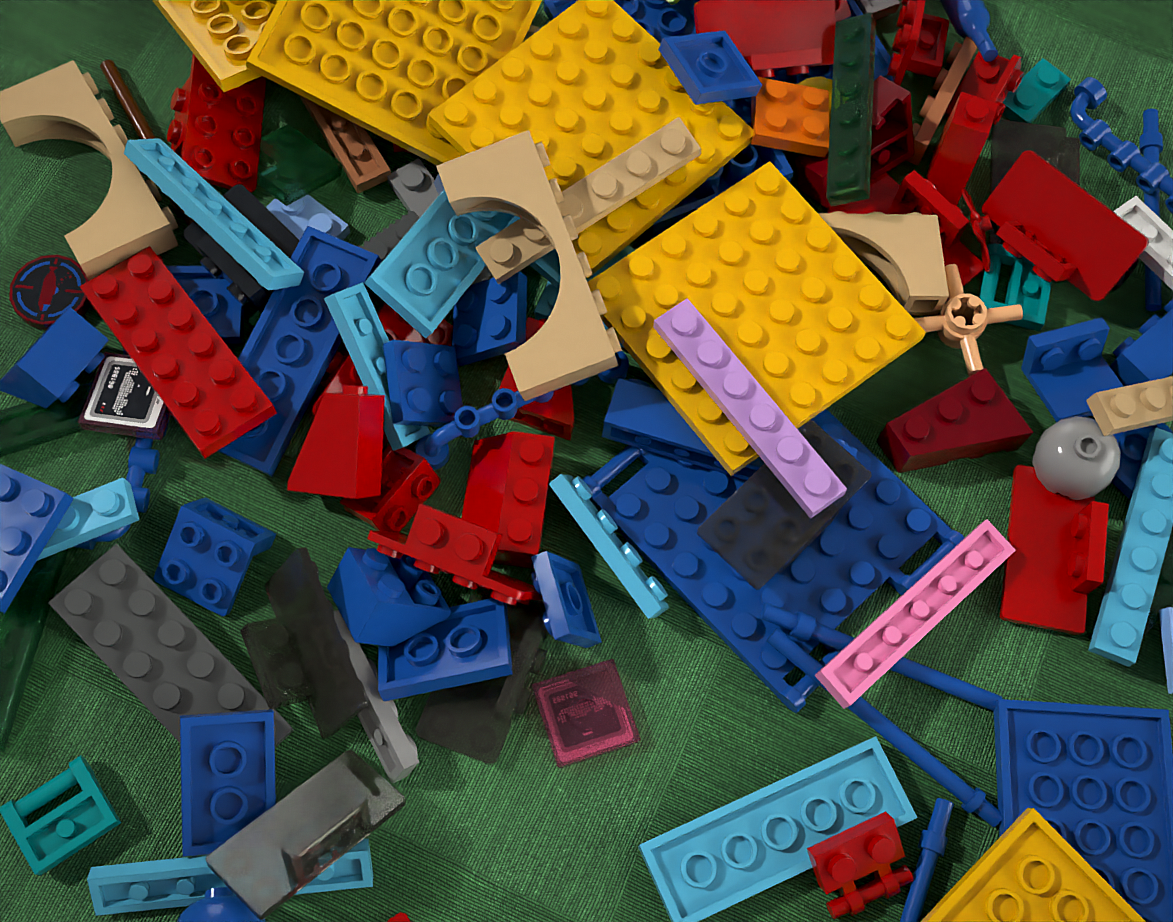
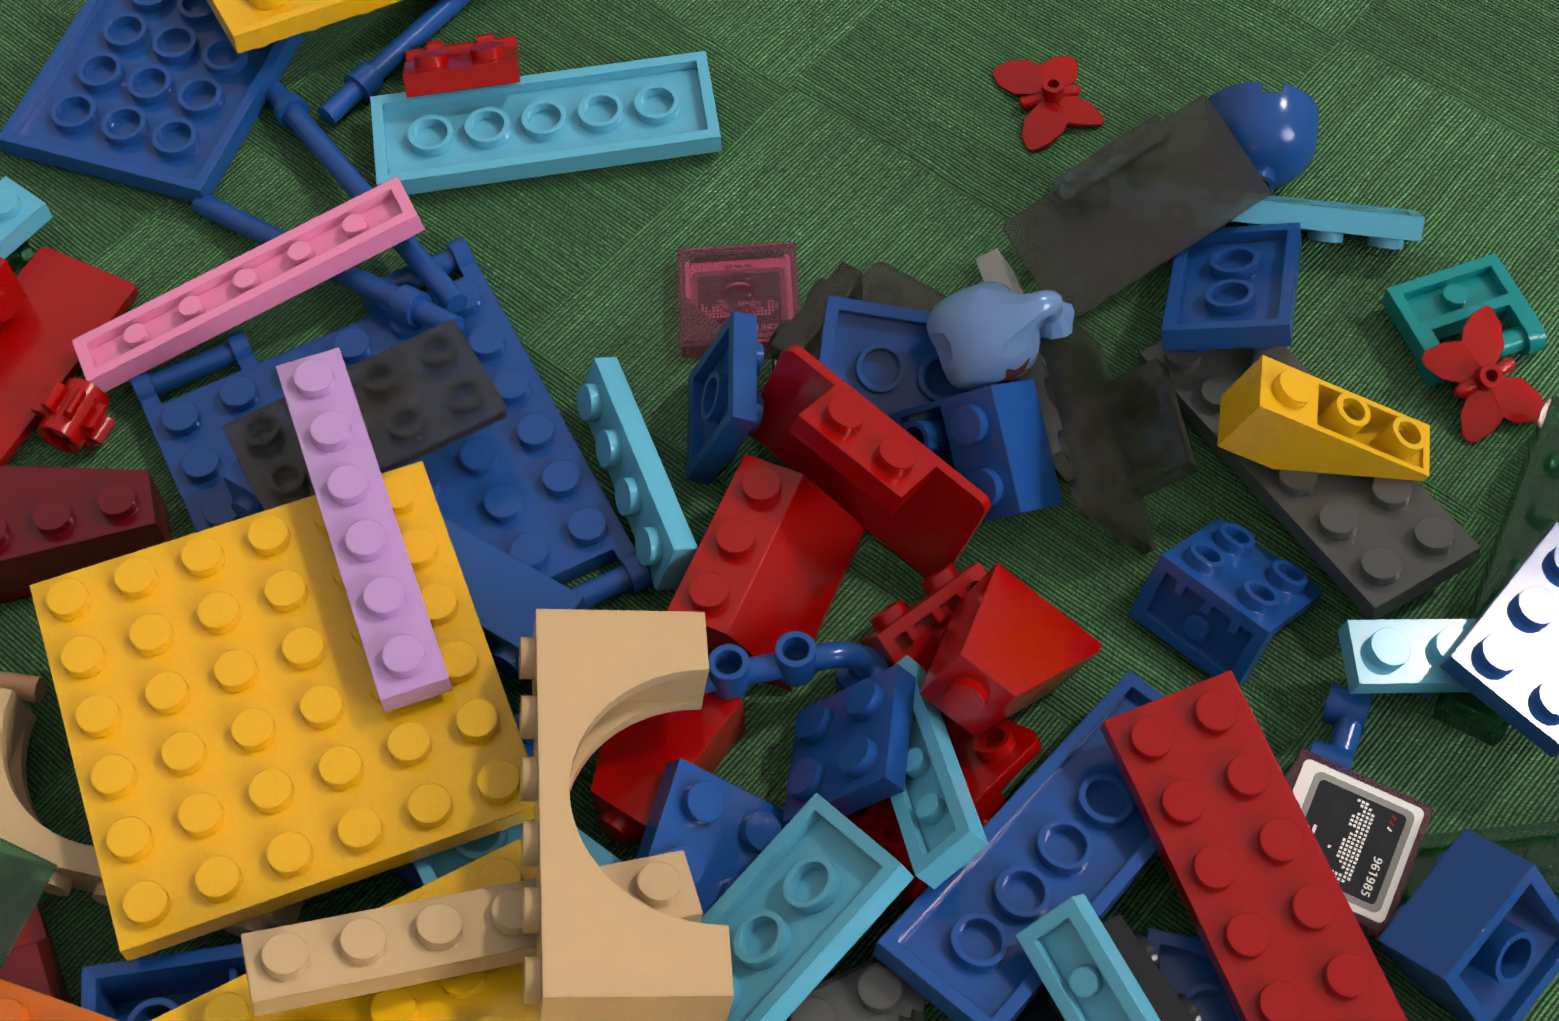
camera: 155 degrees left, 10 degrees down
(44, 760) = (1481, 379): none -> red piece
(155, 653) = (1317, 427): none -> yellow slope
(383, 653) = (993, 332): none -> medium blue piece
(986, 501) = (73, 415): none -> red gear

